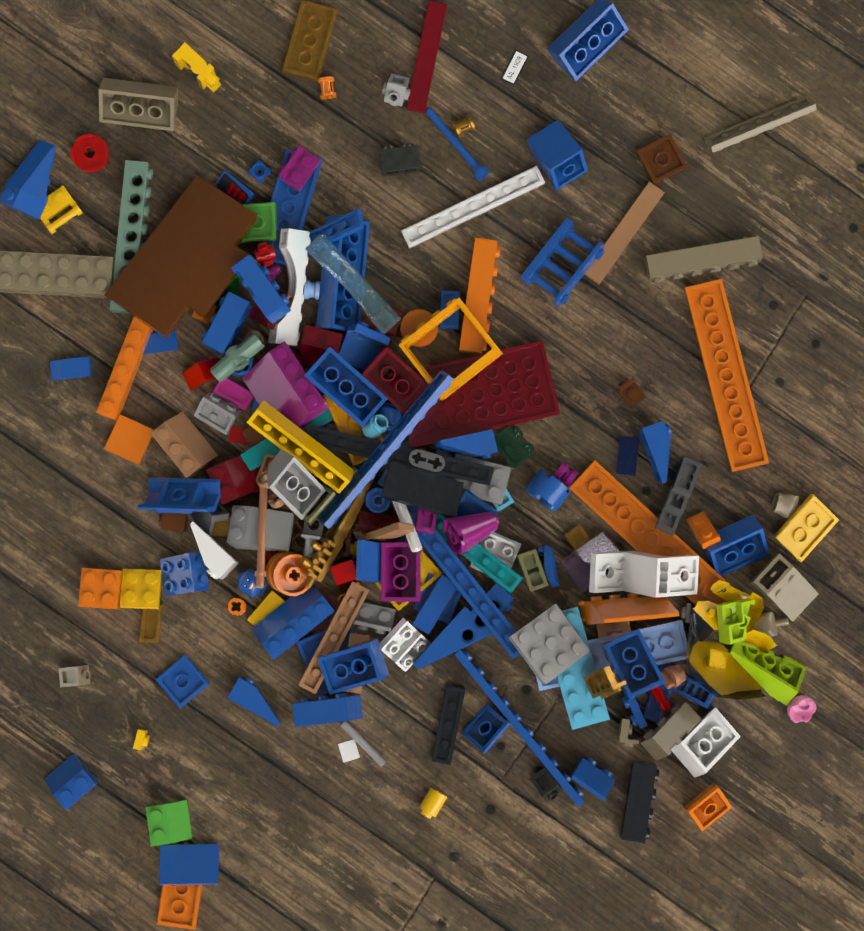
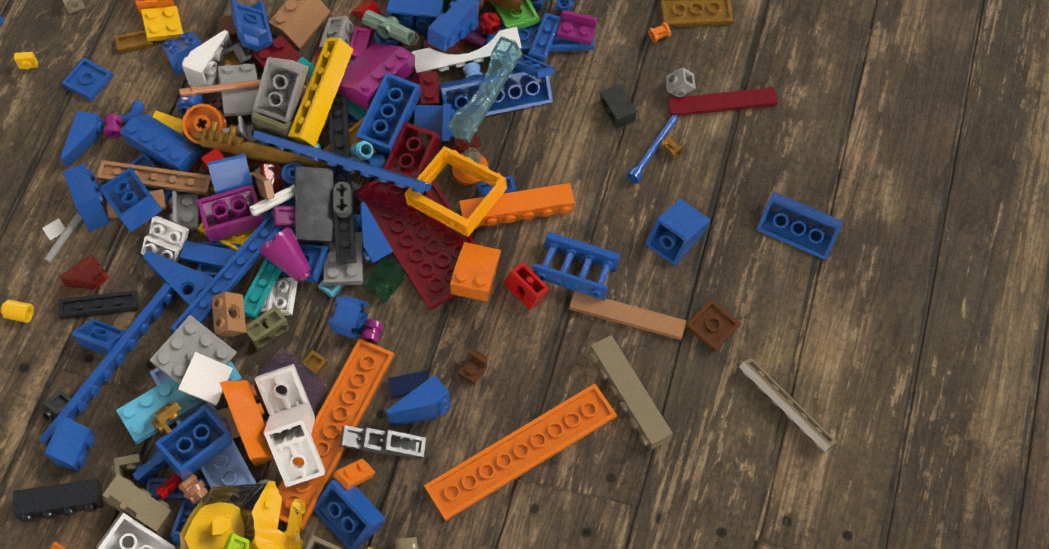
camera: 70 degrees right, 20 degrees down
(241, 640) = (136, 110): none -> blue arm
(243, 606) = (165, 98): orange bush -> none
(252, 667) = (112, 126): none -> magenta wheel
(297, 204) = (544, 37): none -> blue tile
(411, 321) = (473, 154): none -> clear light blue plate
(415, 728) = (85, 274): none -> clear red slope
(472, 207) = (600, 179): white tile -> none
(514, 67) = (746, 176): white sticker -> none
(516, 600) = (228, 314): none -> medium nougat brick
(538, 357) = (475, 272): none -> orange slope
(549, 564) = (274, 343): blue arm -> none
(569, 316) = (526, 286): none -> red brick
(578, 638) = (204, 378): none -> white tile
(733, 620) = (267, 528): lime slope -> none

